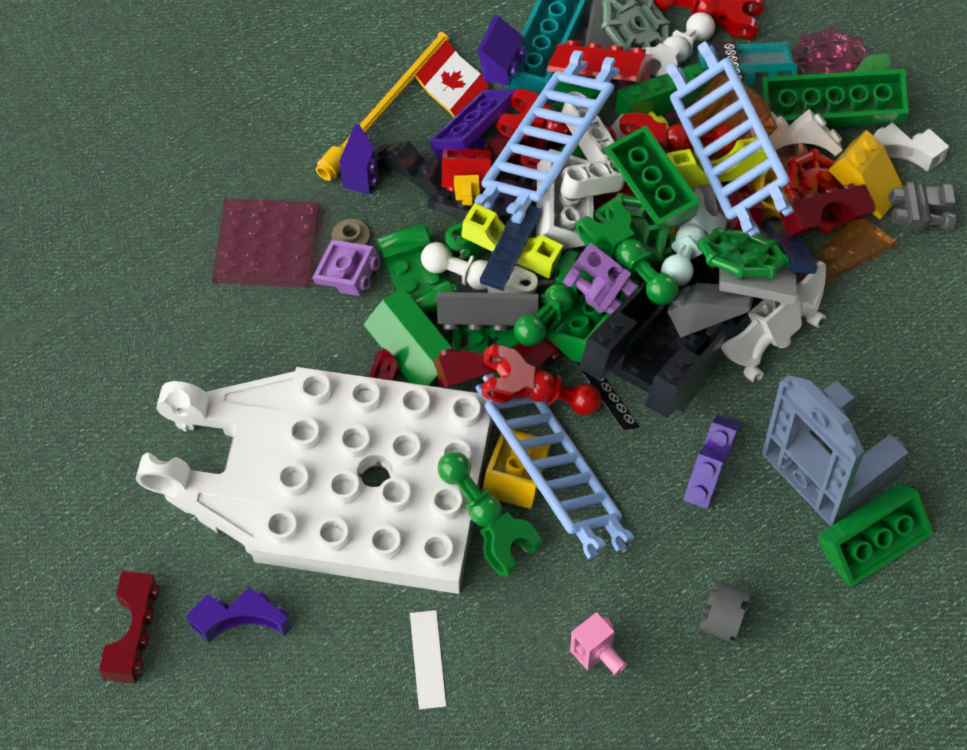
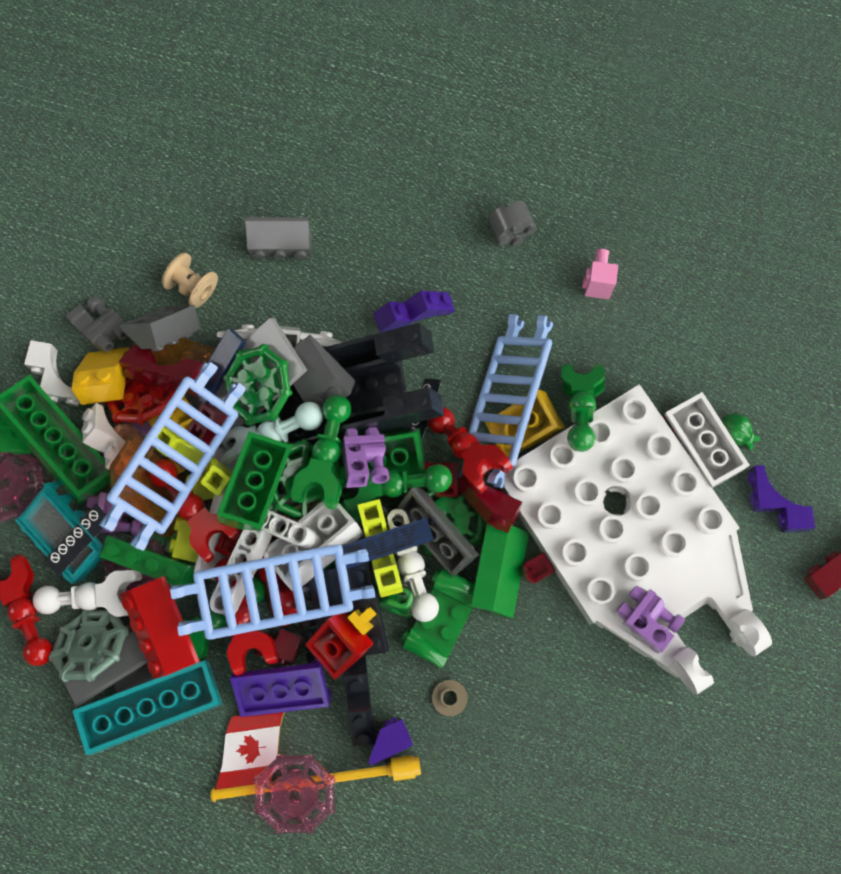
camera: 135 degrees left, 15 degrees up
(259, 396) = (643, 618): none -> medium lavender hips
(266, 243) = (509, 754): clear pink plate -> none
(334, 642) = (740, 430): none -> green piece
(347, 267) = (482, 670): medium lavender plate -> none
(352, 597) = (706, 440): none -> white brick
(382, 86) = (294, 781): none -> clear pink plate
(427, 660) = (690, 373): white sticker -> none
(501, 52) = (211, 709): dark purple slope -> none
(794, 448) = (371, 219): sand blue bracket -> none
(874, 242) = (162, 326): none -> dark grey slope
(876, 534) = (379, 186): green slope -> none
(888, 400) = (278, 237): none -> slope
(905, 297) = (189, 282): none -> tan hose

